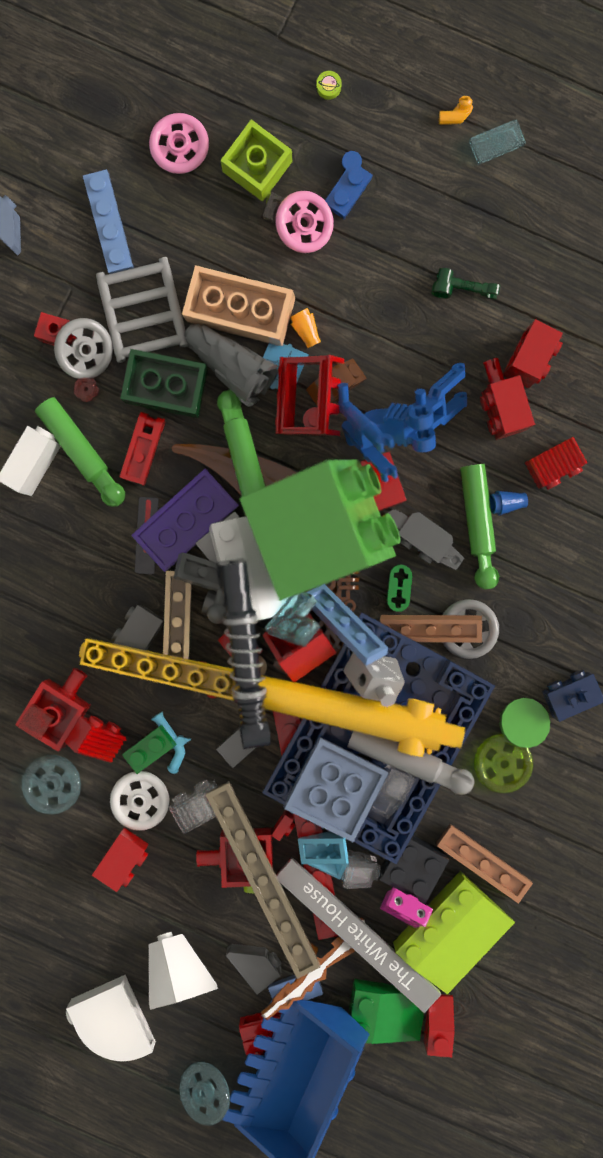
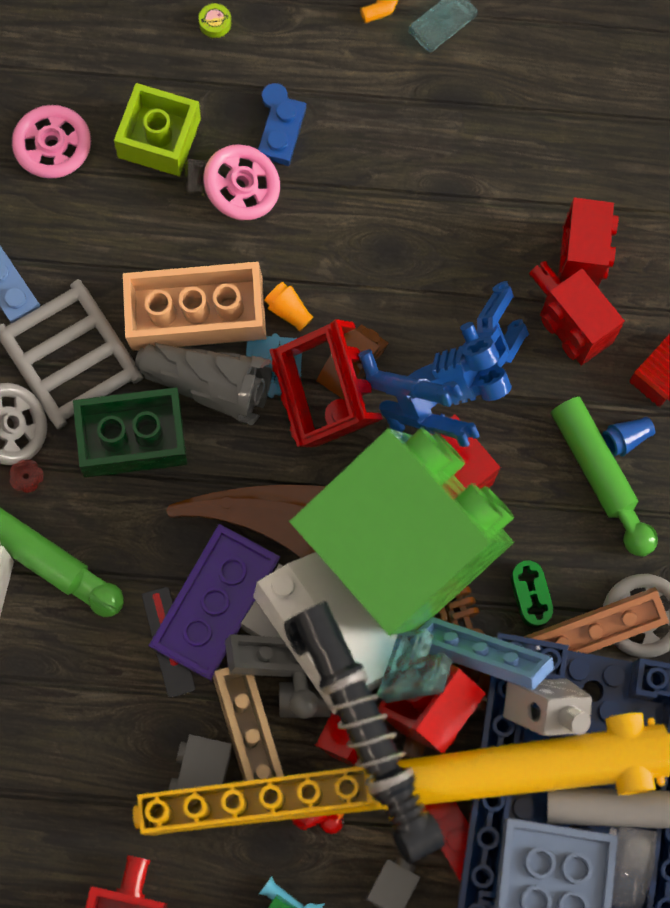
camera: 30 degrees left, 15 degrees down
(142, 449) = (126, 529): red plate -> none
(240, 444) = (257, 477): bright green piece -> none
(426, 538) = (548, 517): dark grey hinge -> none
(446, 282) = (443, 197): dark green brick -> none

